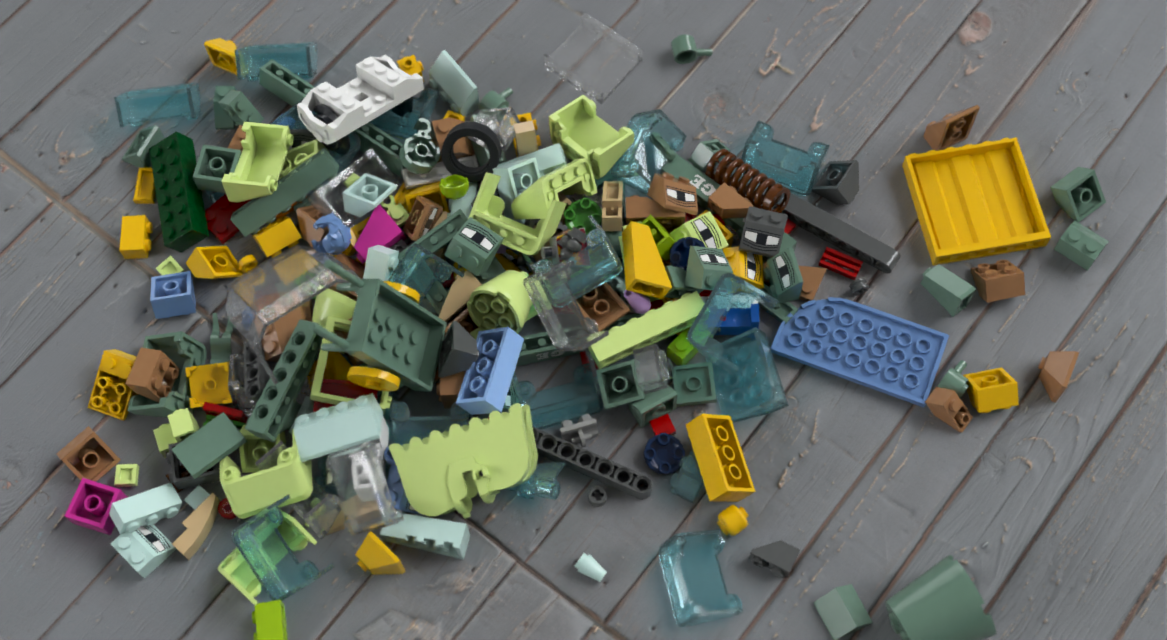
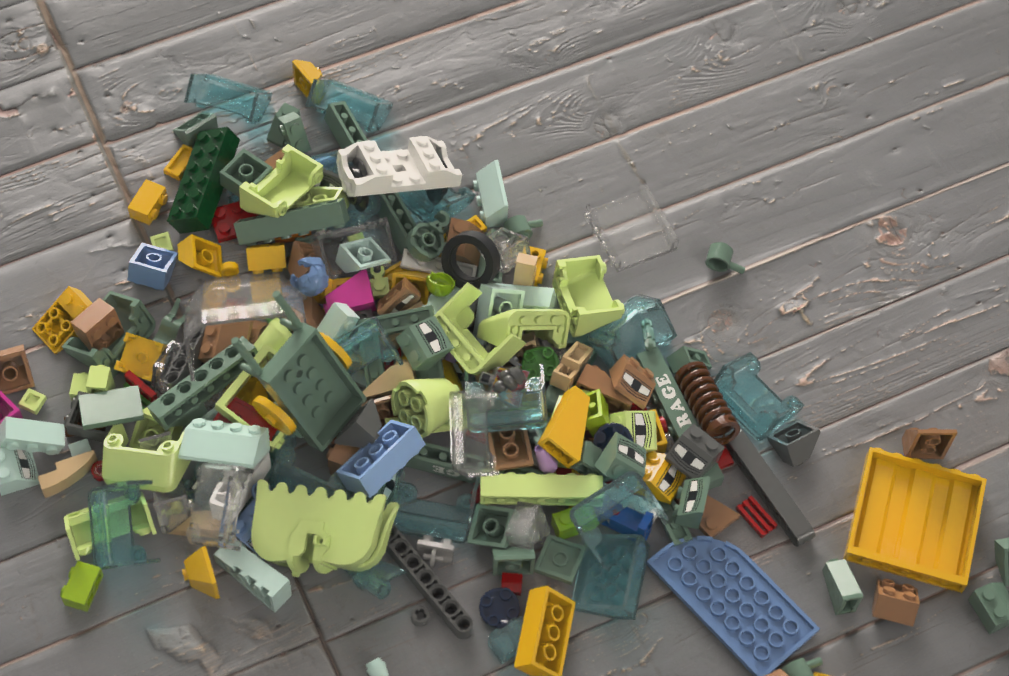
camera: 20 degrees right, 5 degrees down
(410, 65) = (462, 161): yellow brick -> none
(728, 203) = (678, 411): medium nougat slope -> none
(859, 286) = (761, 545): dark grey bush -> none

